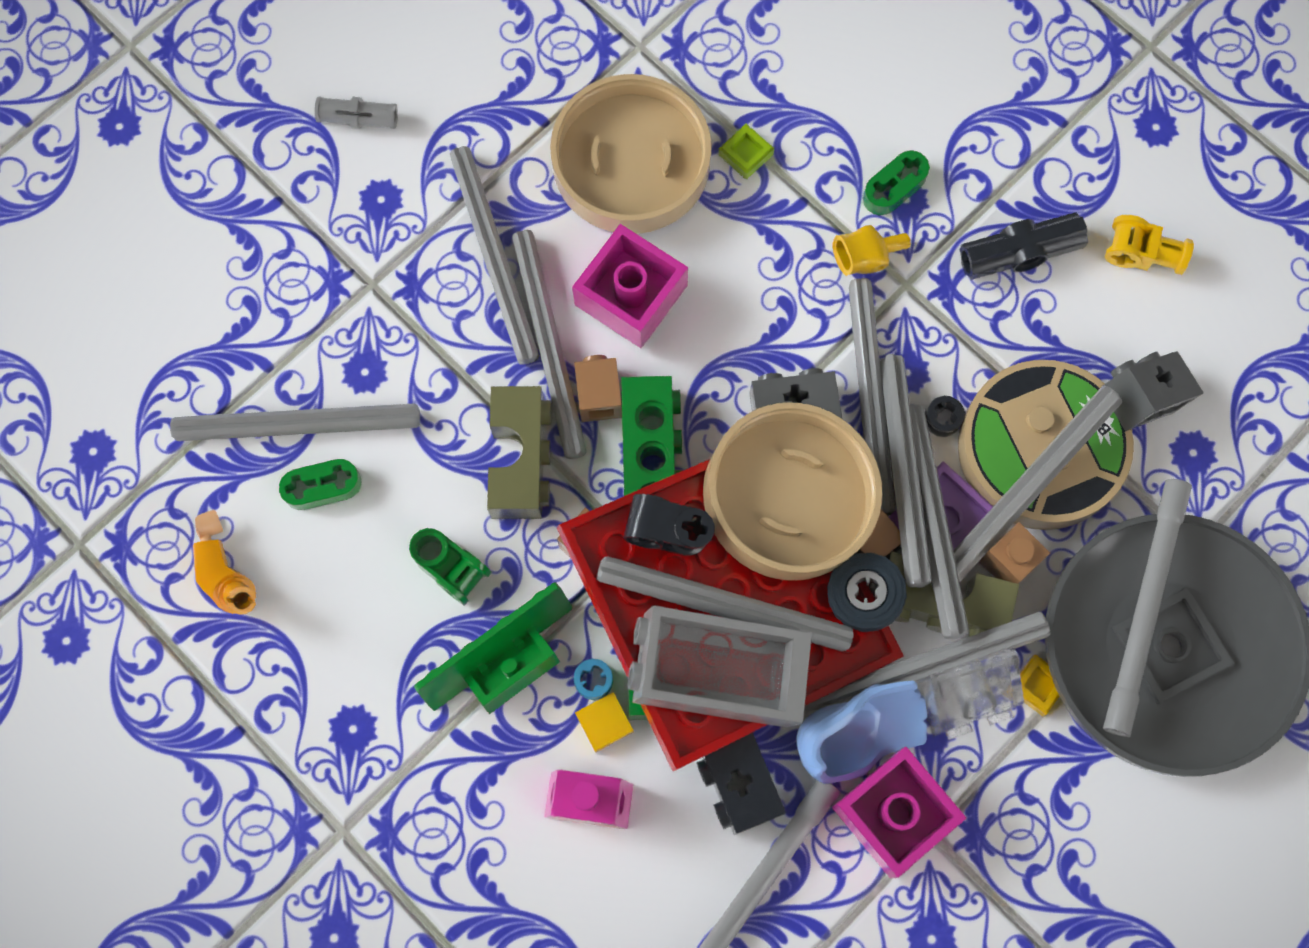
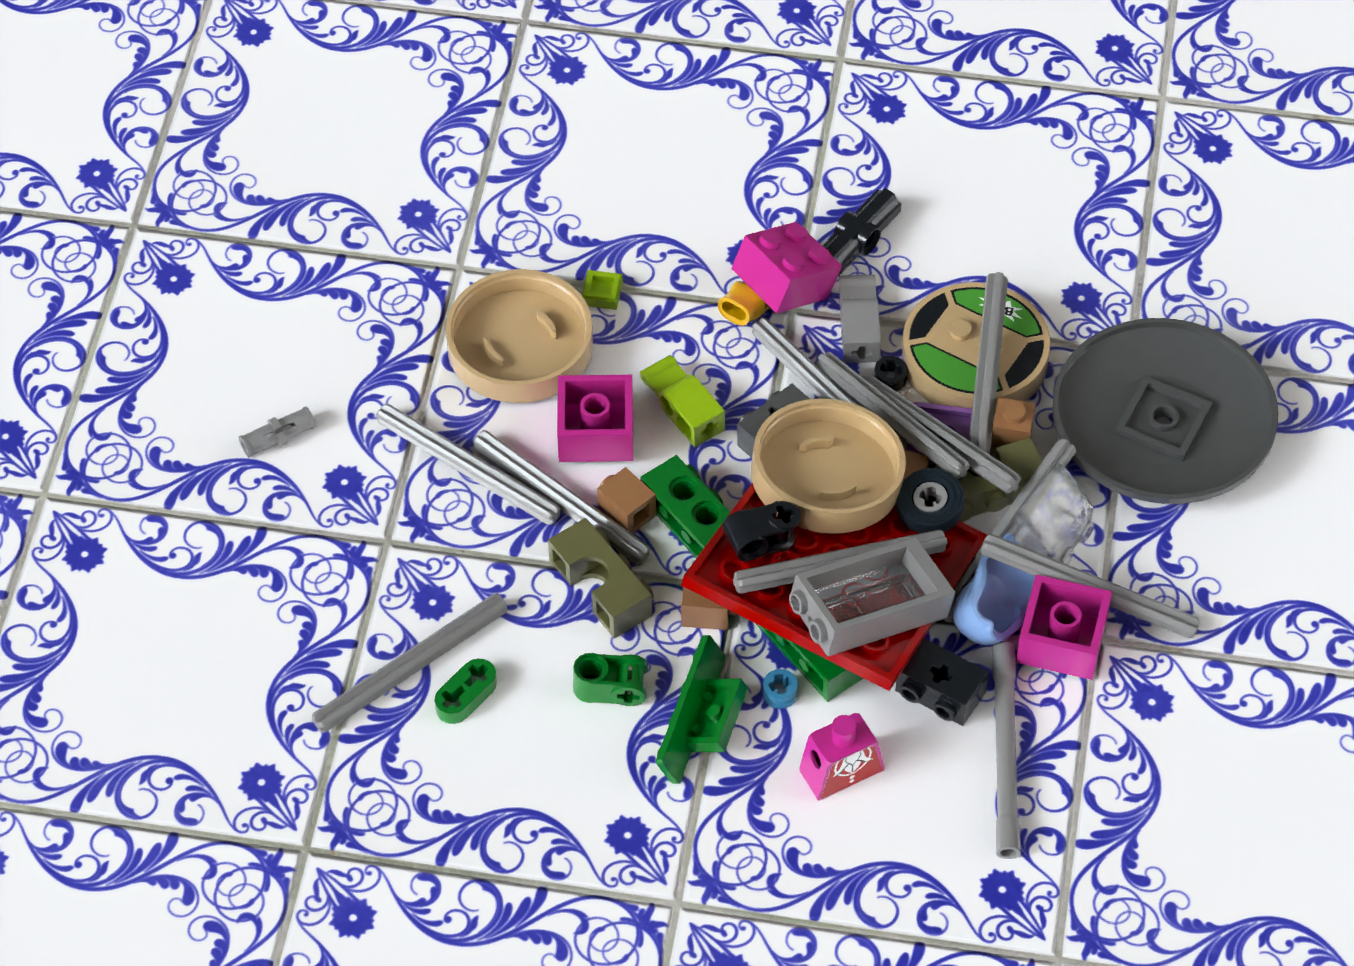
camera: 35 degrees left, 20 degrees down
(224, 585) = (440, 795): light orange arm -> none
(604, 722) = (810, 710): yellow tile -> none
(730, 316) = (685, 400): none -> lime piece
(890, 176) = (724, 245): green beam -> none
(923, 242) = (786, 267): none -> dark pink brick
(955, 786) = (1121, 598): none -> light grey axle
(958, 337) = (859, 319): none -> light grey piece
(1038, 685) = (1101, 498): yellow tile -> none
(1125, 696) = (1155, 455): light grey piece -> none
(1146, 246) = (943, 185): yellow connector -> none
(1152, 388) = (1024, 263): dark grey brick -> none

